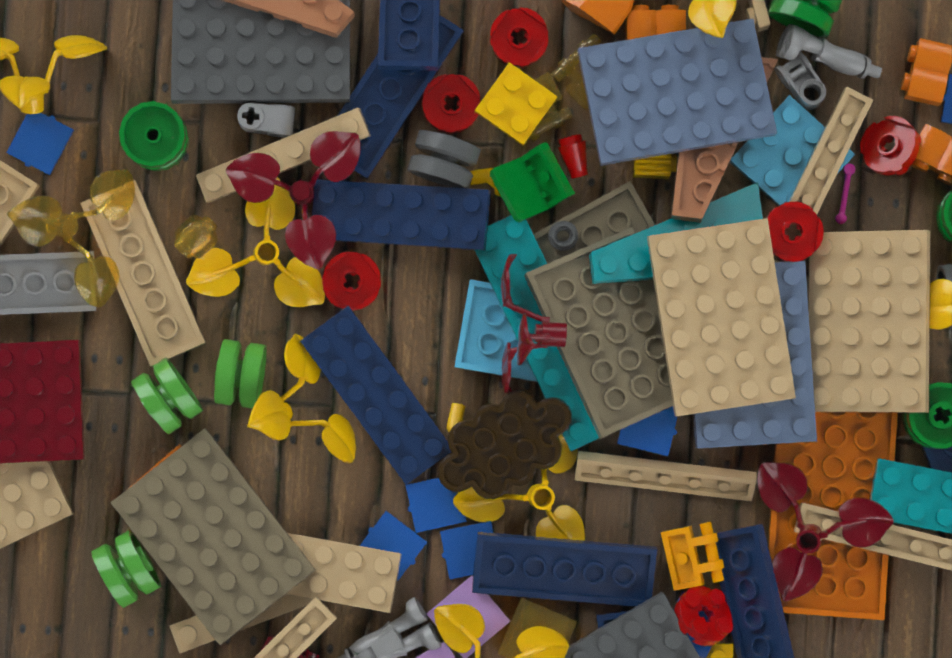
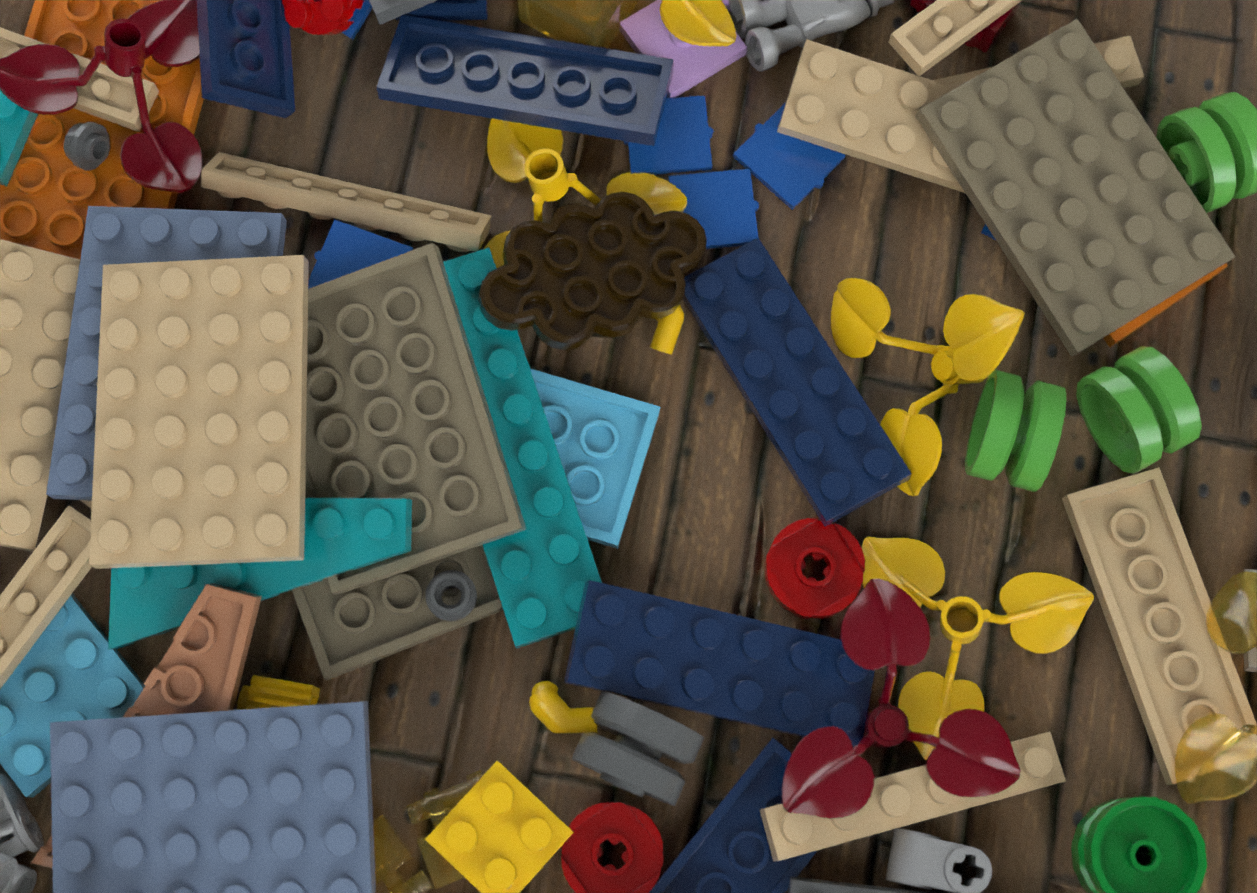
camera: 175 degrees left, 10 degrees down
(196, 236) = (1072, 673): clear yellow head -> none
(531, 183) = (492, 692): green bracket -> none
(546, 333) = (503, 413): dark red plant -> none
(574, 155) = (413, 738): red cone -> none
(684, 559) = (338, 75): light orange plate -> none
(805, 220) = (34, 565): red plate -> none
(829, 486) = (87, 145): none -> dark grey plate

